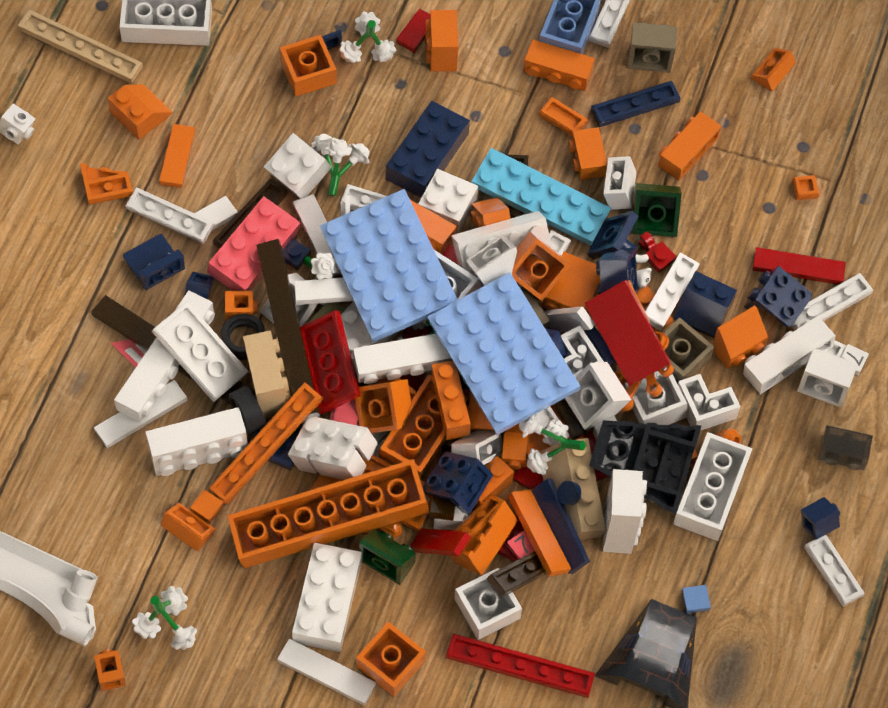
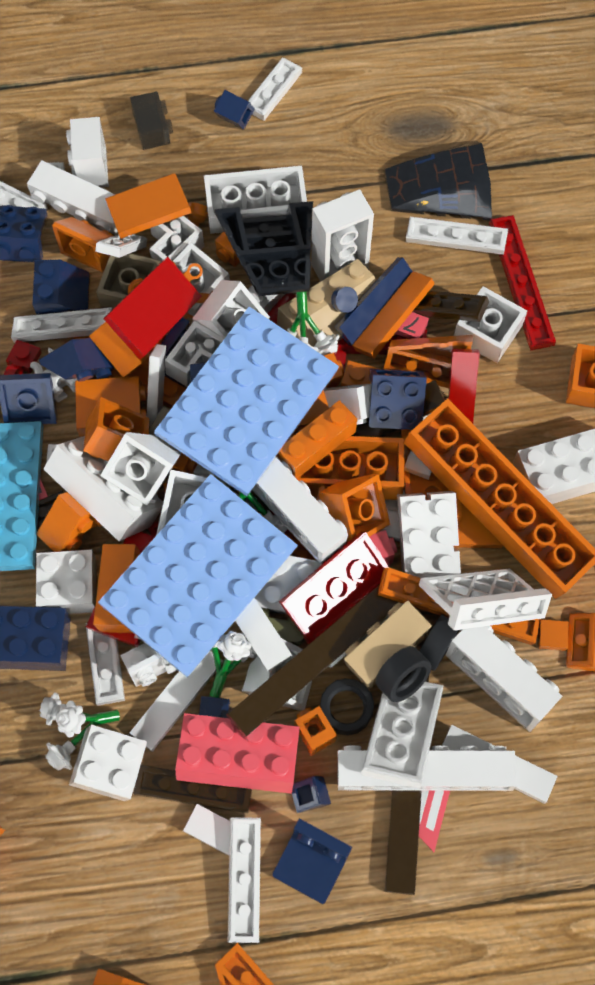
camera: 115 degrees left, 5 degrees up
(177, 156) = (156, 923): orange tile -> none
(235, 364) = (403, 674): none -> black tyre
(242, 445) = (481, 609): none -> white fence
(387, 555) = (502, 426): dark green slope -> none
(593, 634) = (456, 235): none -> white tile
(696, 599) = (368, 175): medium blue tile -> none
(716, 356) = (120, 247): none -> white tile
(741, 389) = (148, 205): none -> orange tile
(856, 356) = (51, 151): white tile -> none

